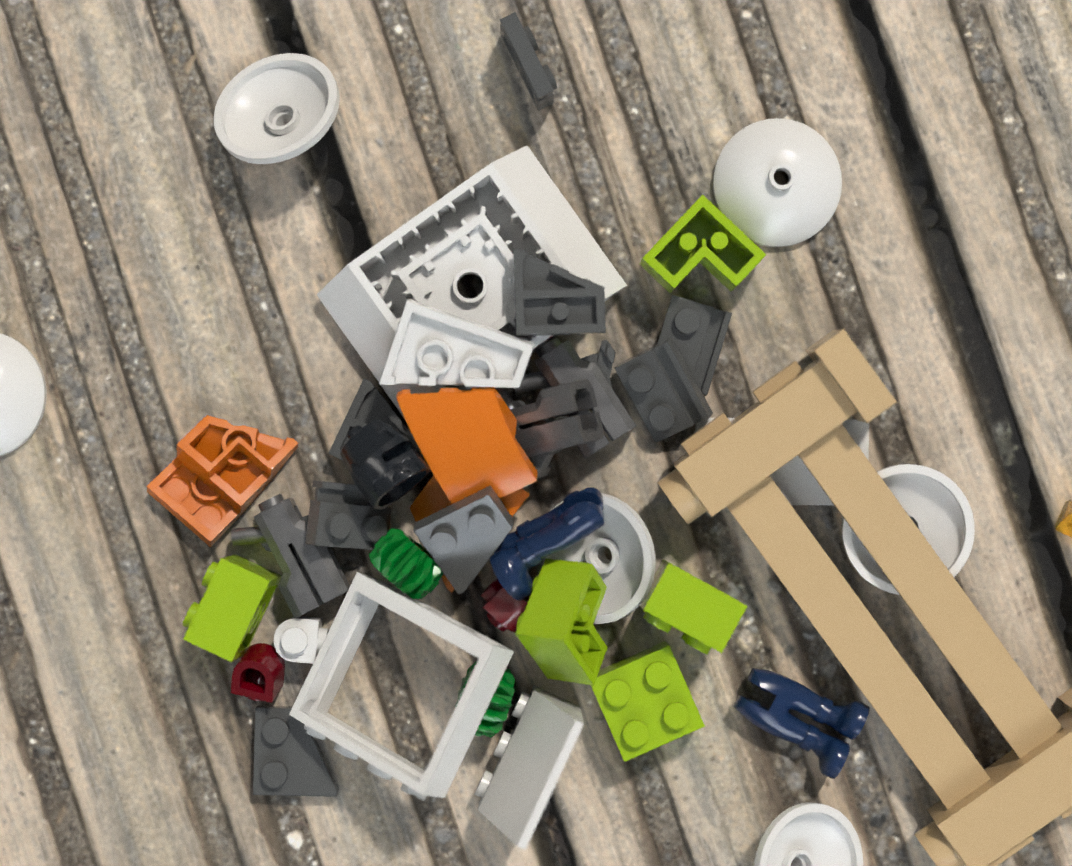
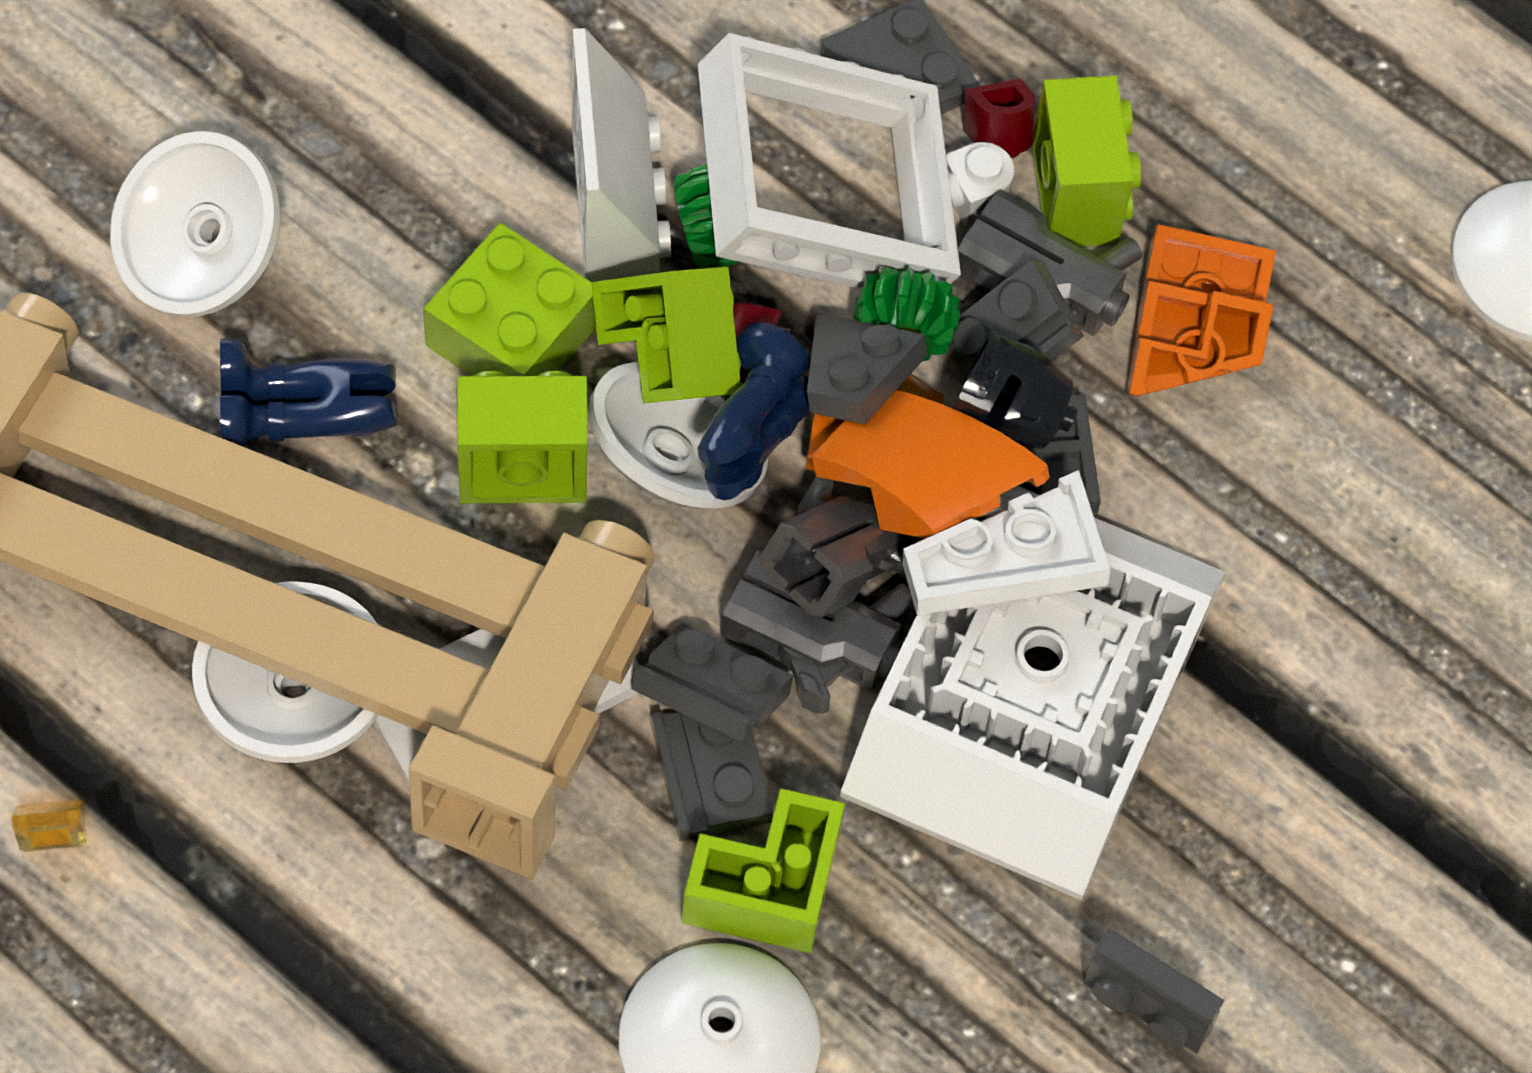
camera: 145 degrees right, 25 degrees down
(276, 108) = (1453, 749): white dish -> none
(554, 300) = (926, 679): dark grey wing -> none

